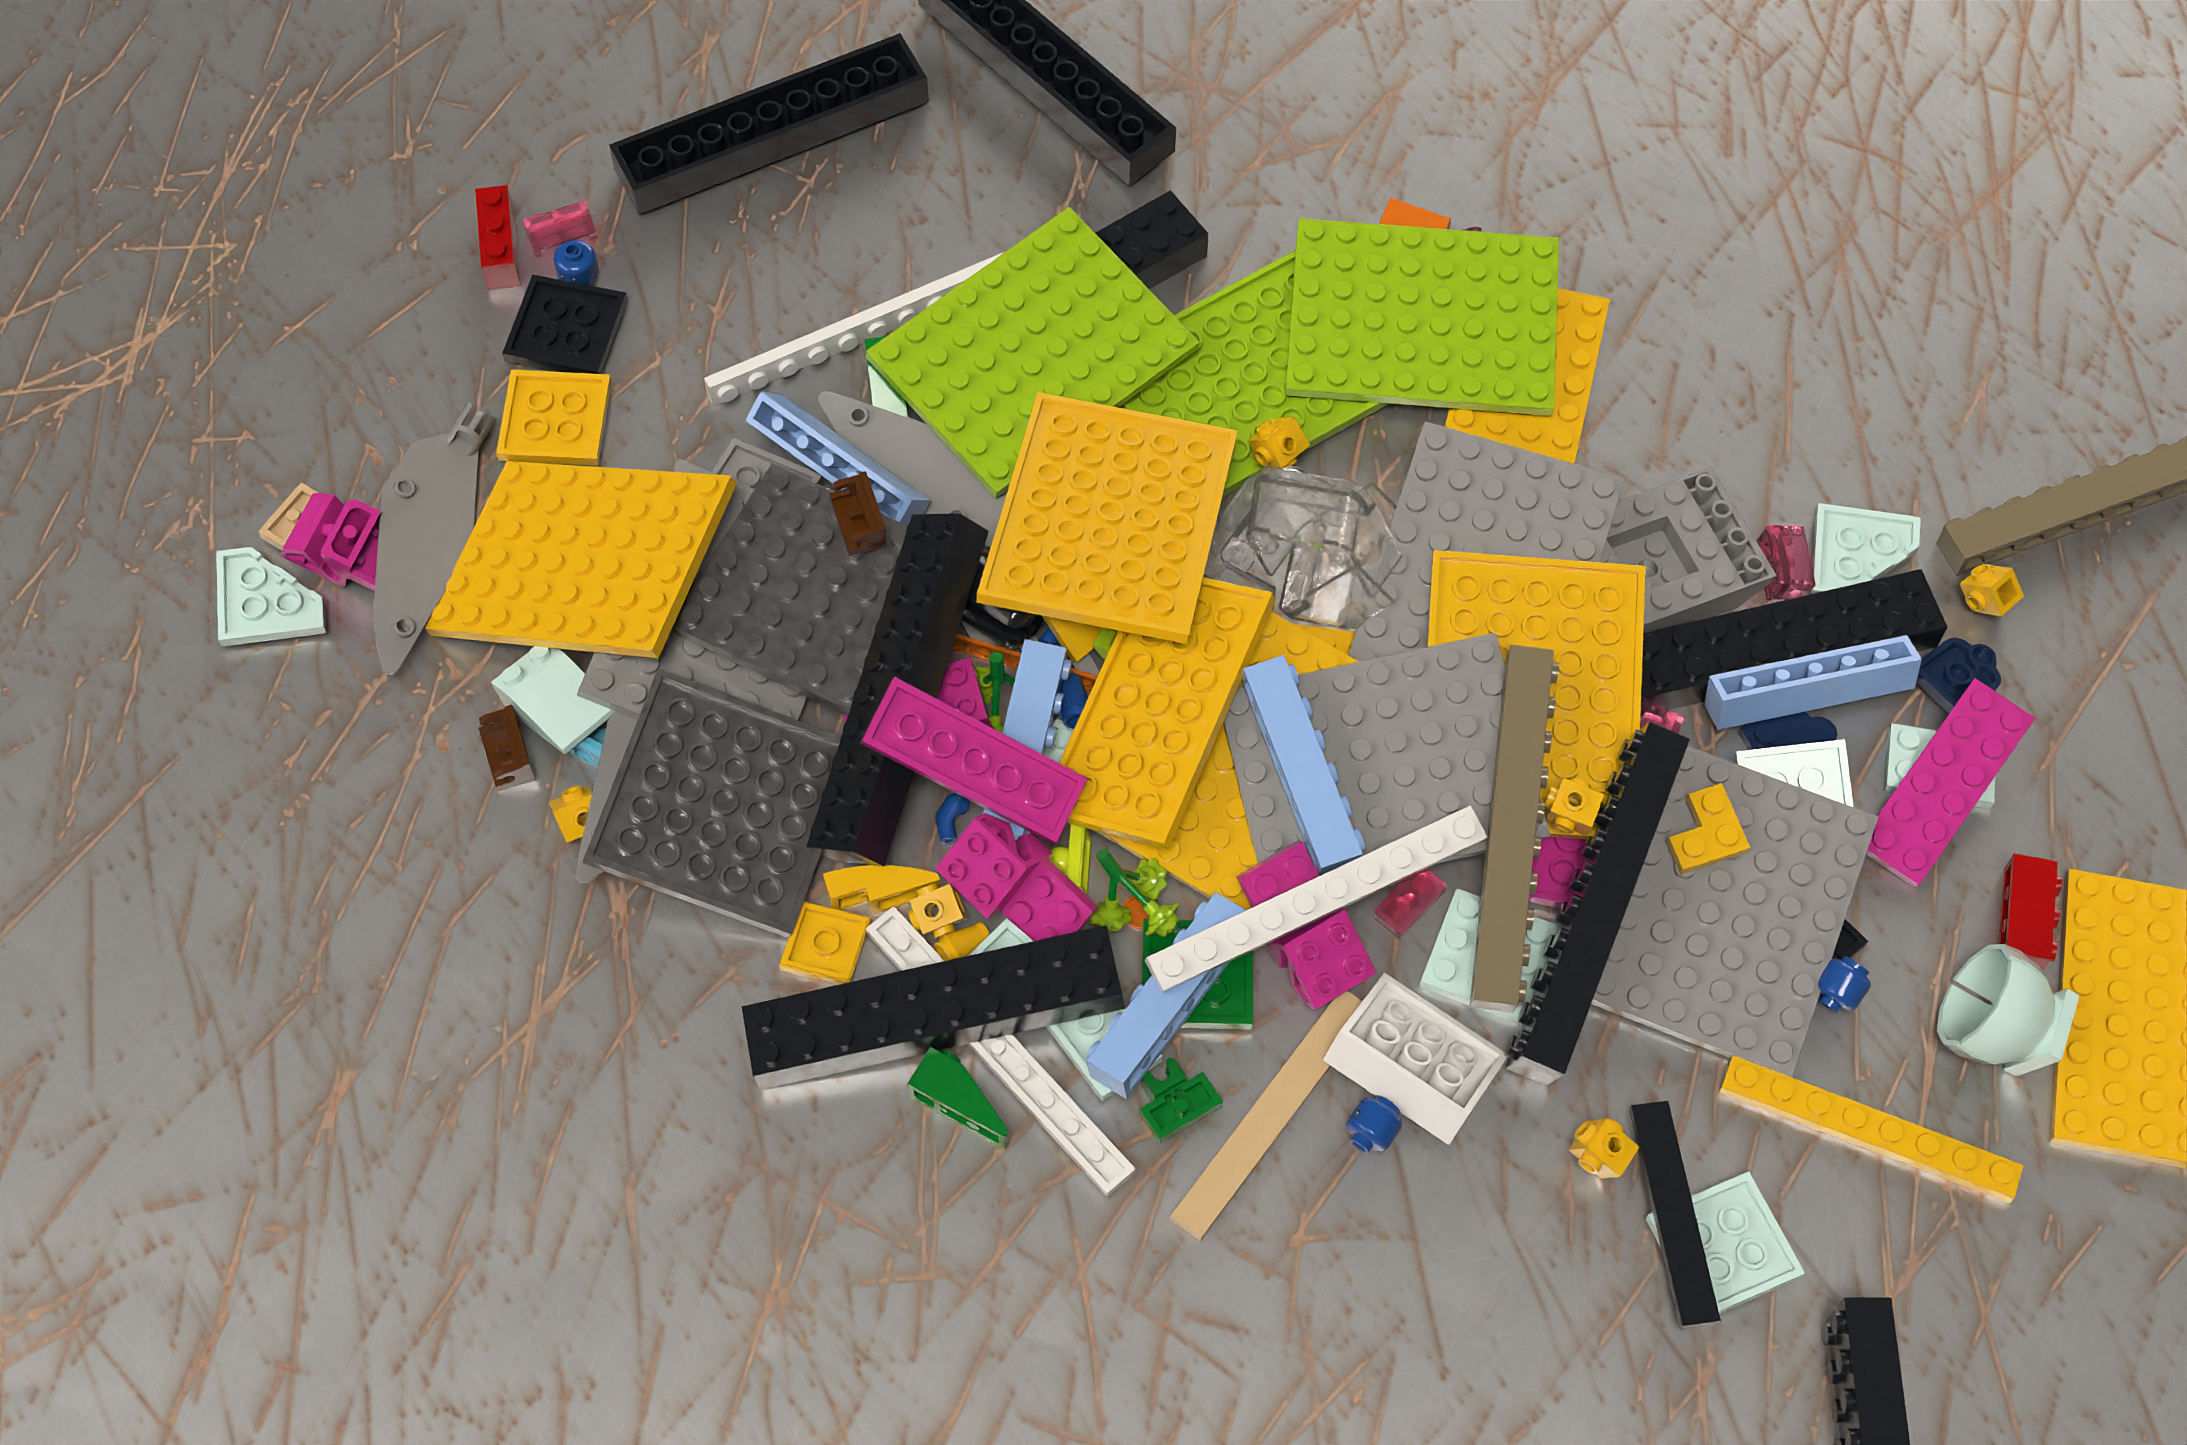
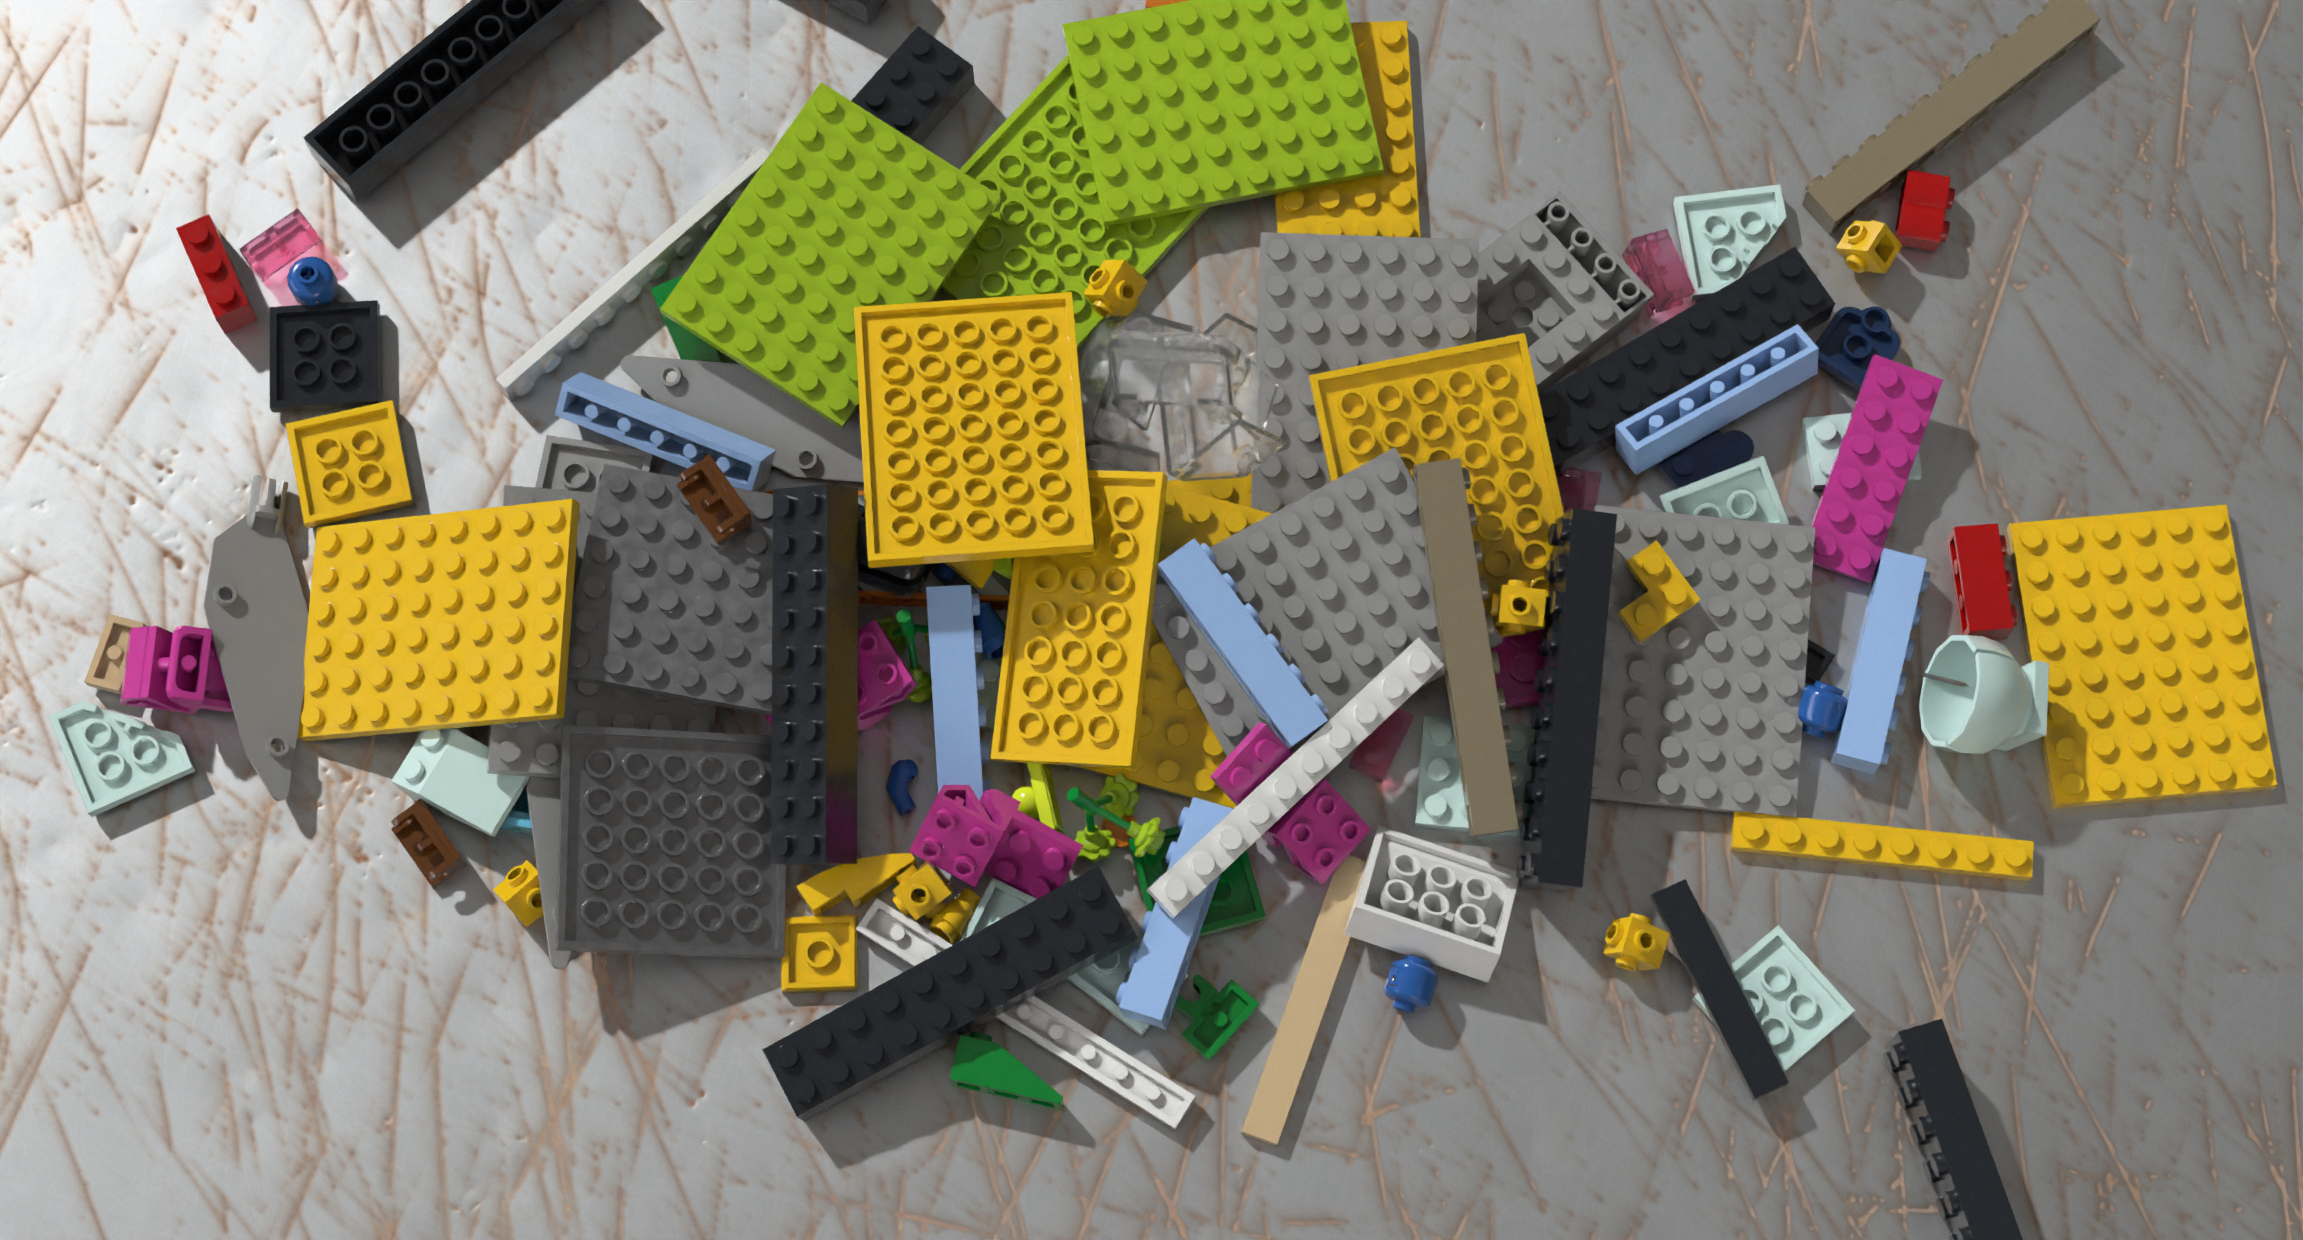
camera: 15 degrees left, 10 degrees up
(973, 760) = (916, 734): dark pink plate -> none
(1910, 958) = (1879, 661): none -> light blue brick
(2051, 574) = (1922, 210): none -> red brick

